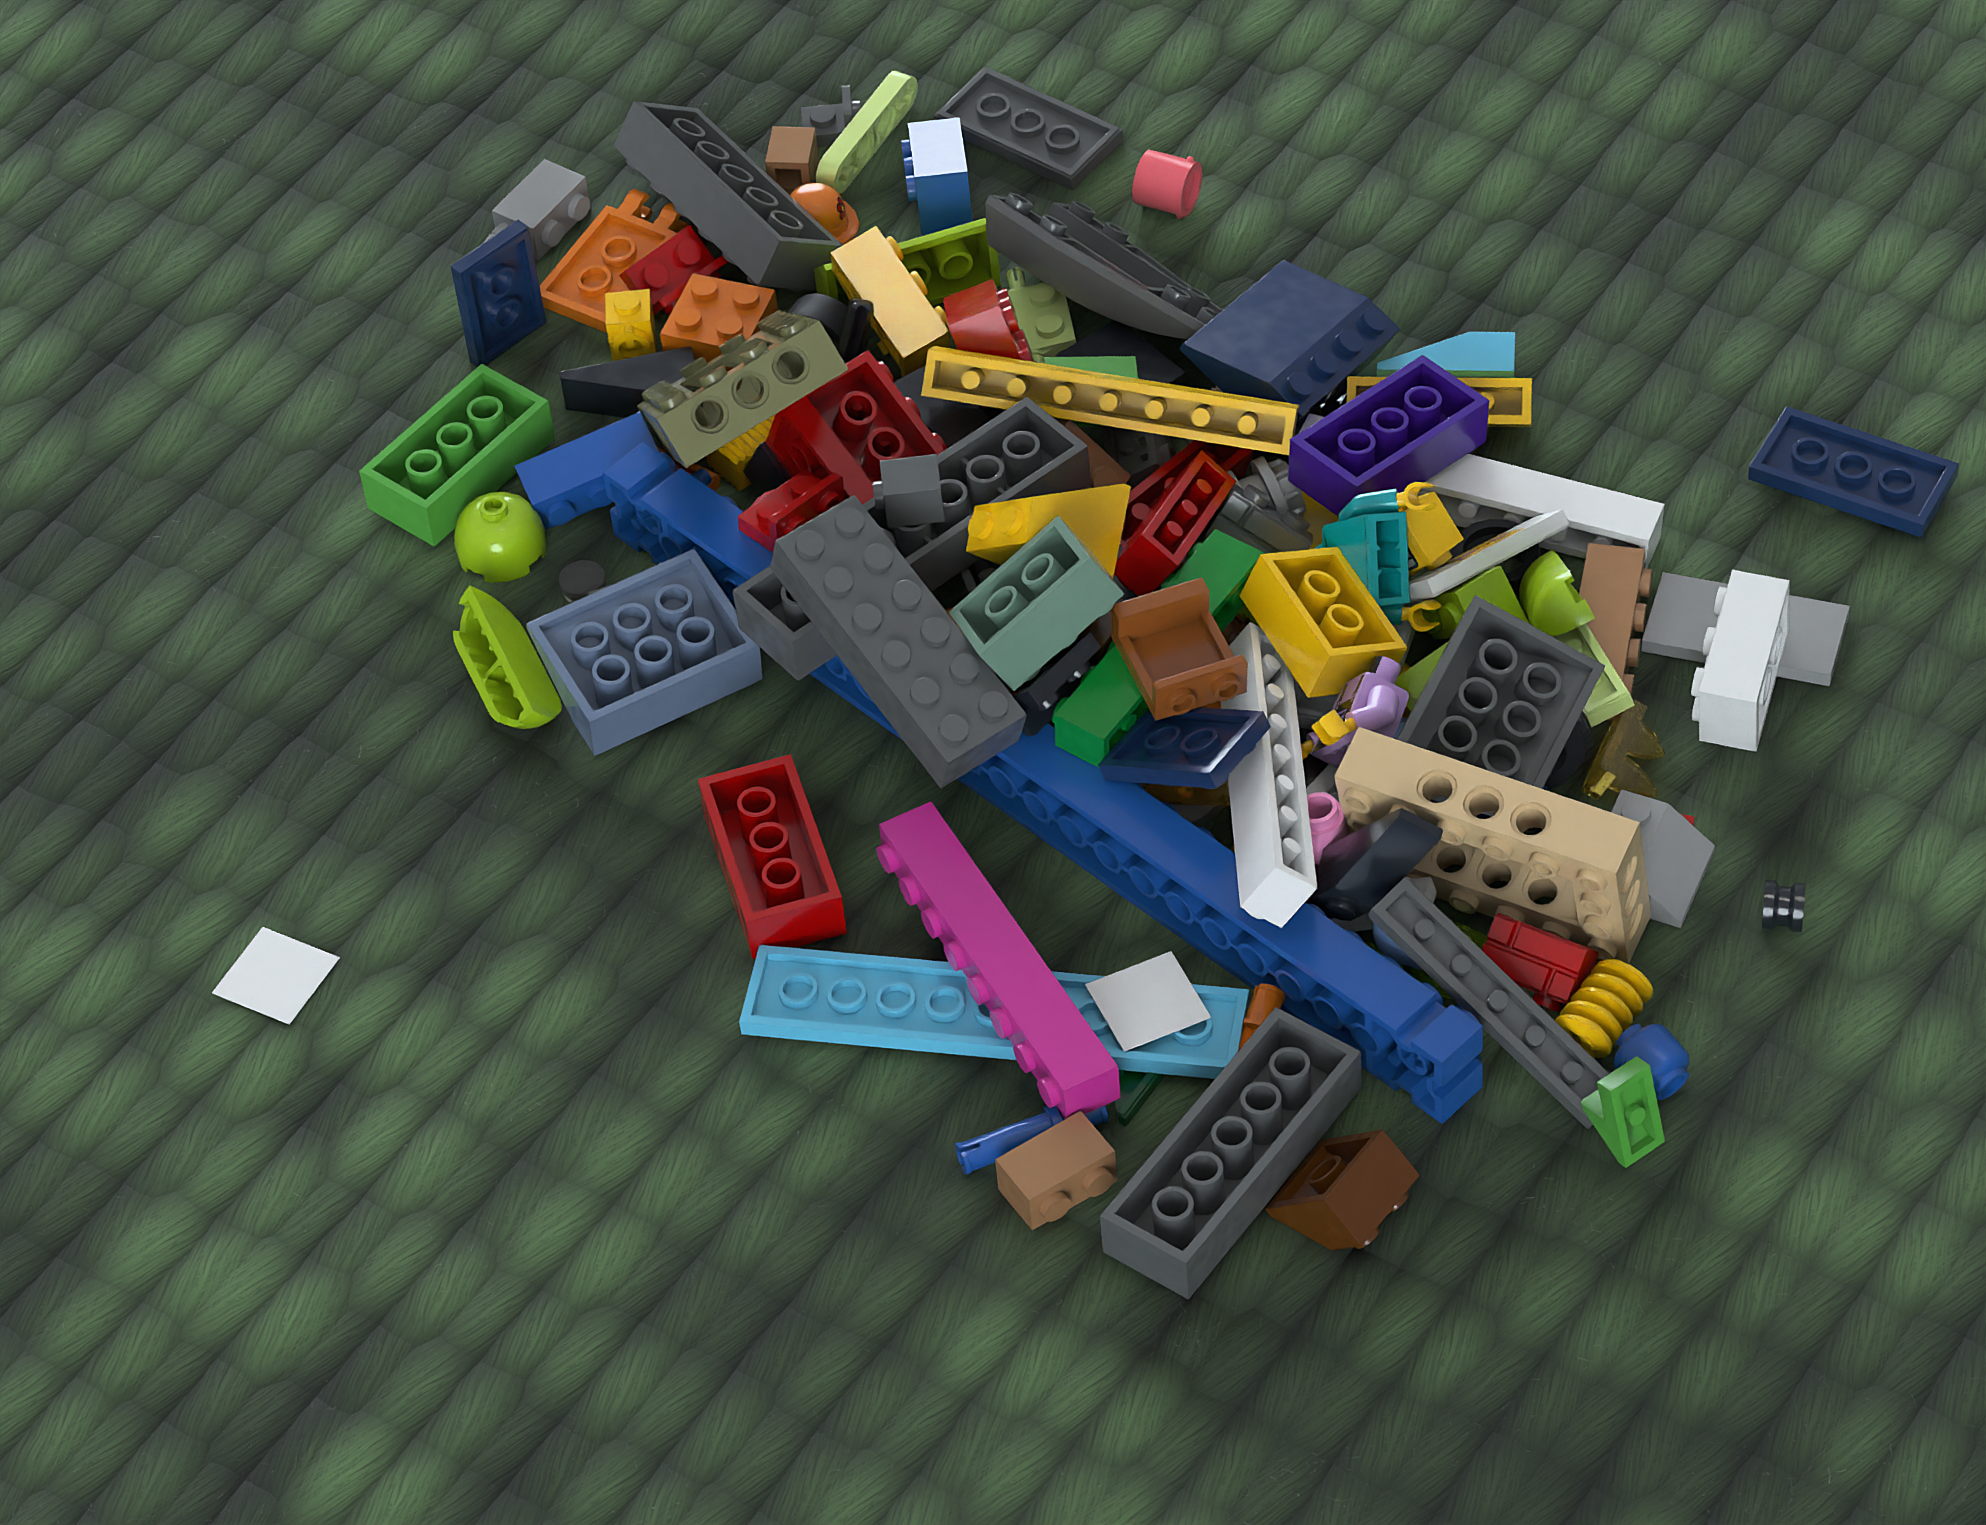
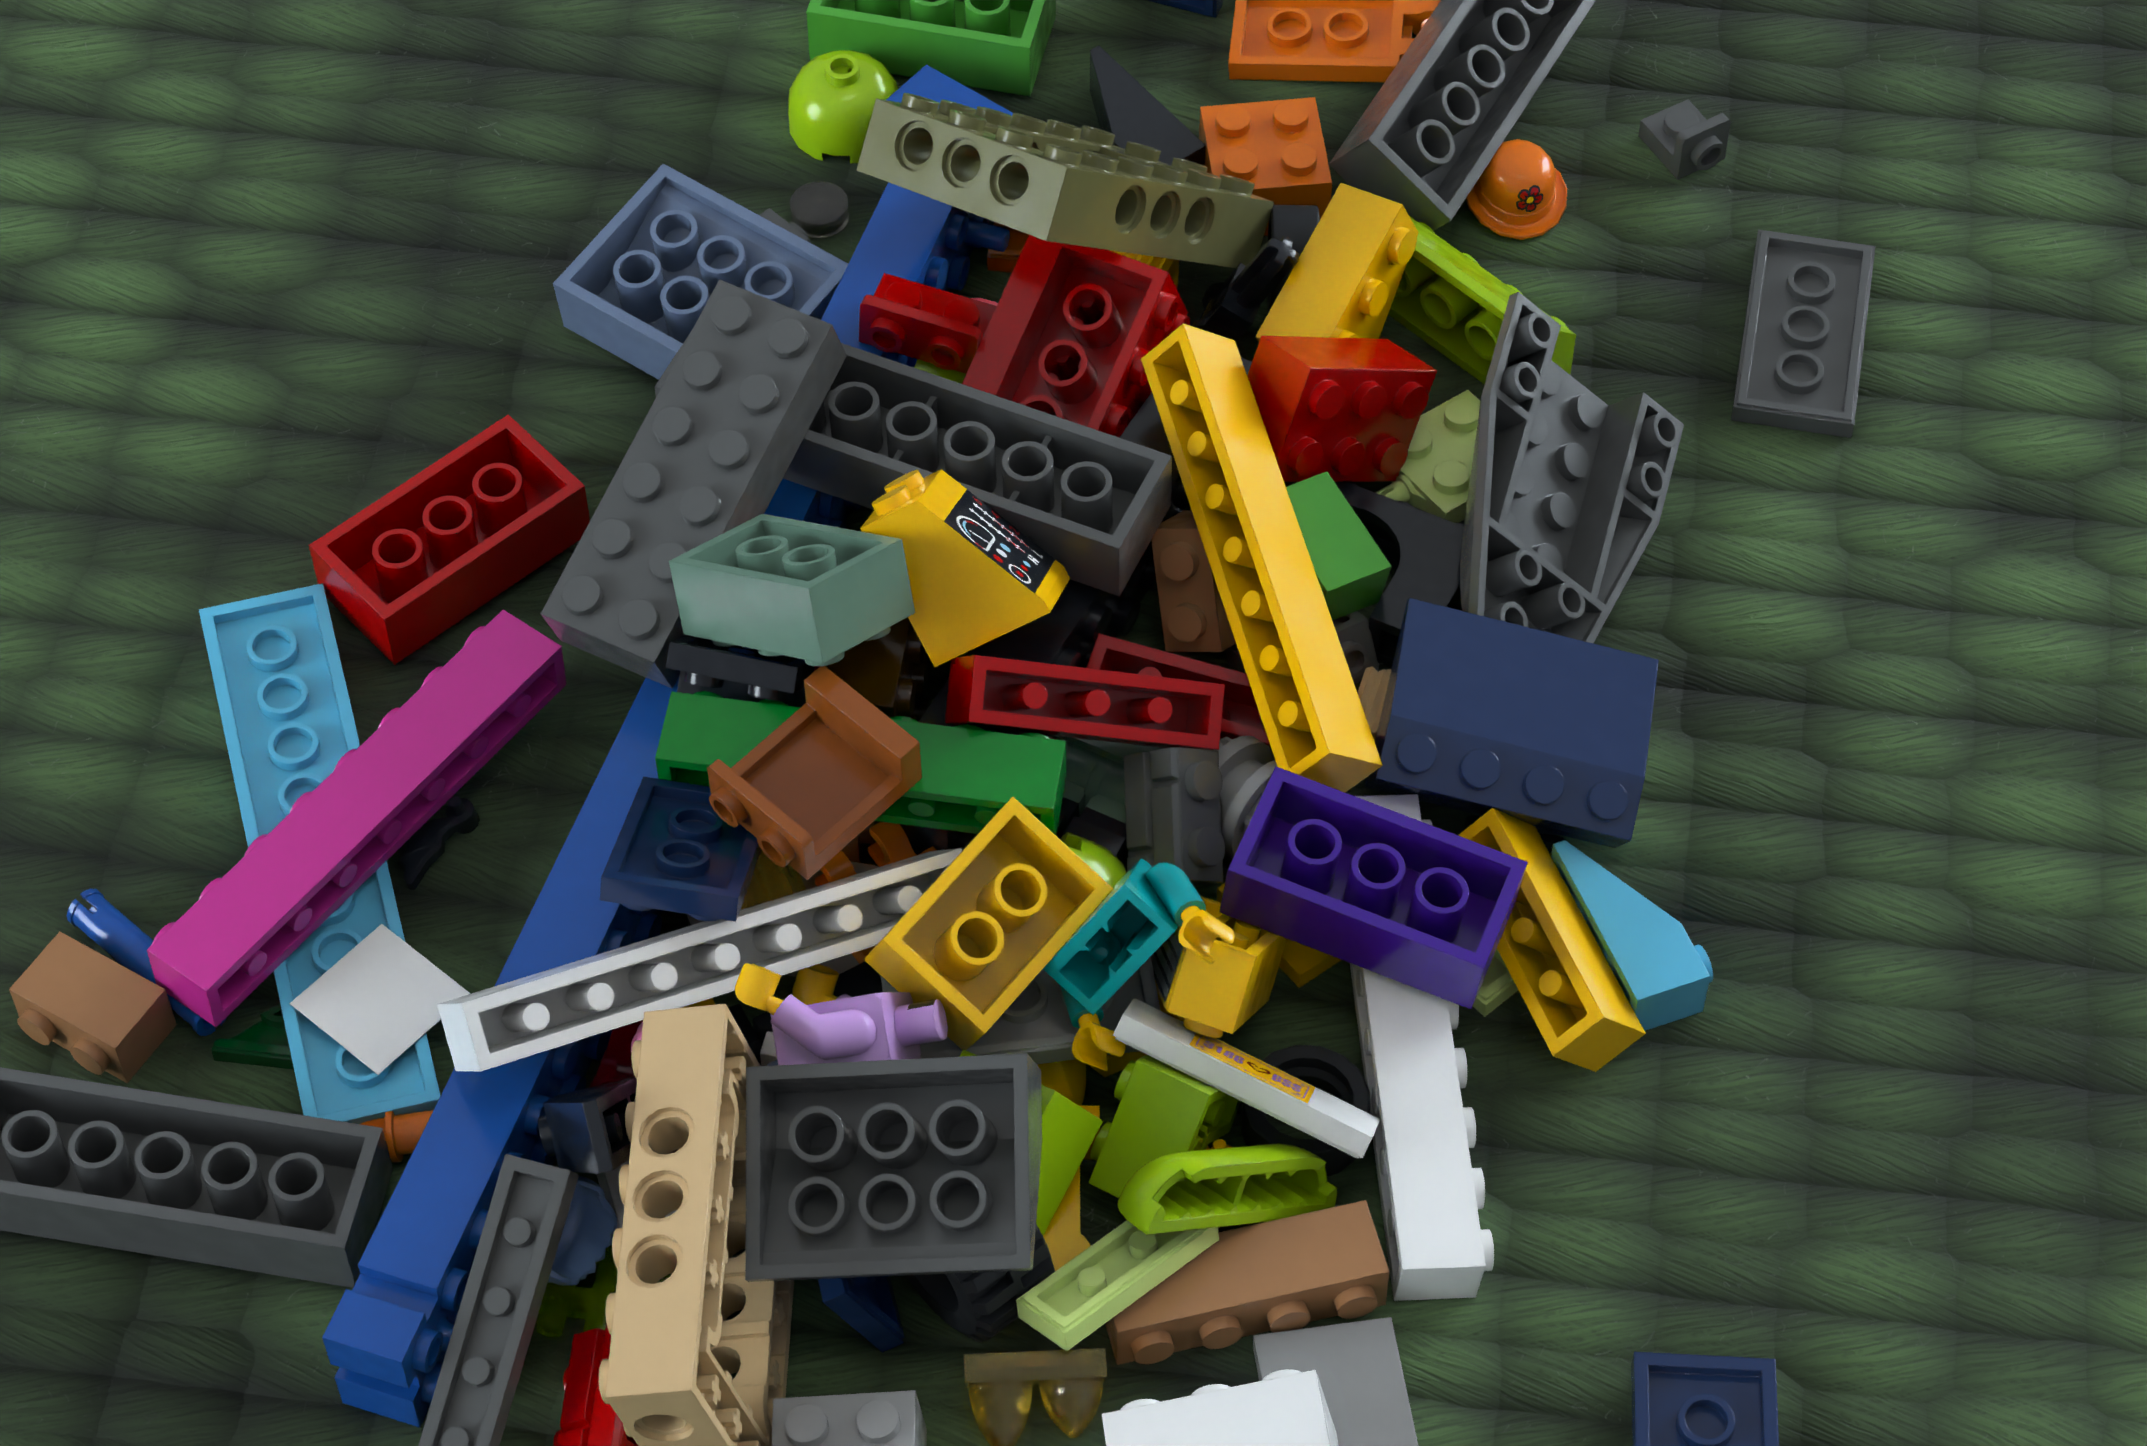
camera: 60 degrees right, 5 degrees up
(275, 975) = (138, 187): white sticker -> none
(504, 663) = (700, 150): lime brick -> none
(630, 324) = (1223, 75): yellow brick -> none
(670, 268) = (1336, 78): red bracket -> none
(792, 156) = (1590, 124): medium nougat brick -> none
(867, 131) = (1684, 169): yellowish green beam -> none
(910, 491) = (927, 395): dark grey brick -> none
(937, 174) = (1634, 268): blue wedge -> none
(1167, 183) = (1773, 502): coral piece -> none
(1345, 1190) = (163, 1326): reddish brown slope -> none

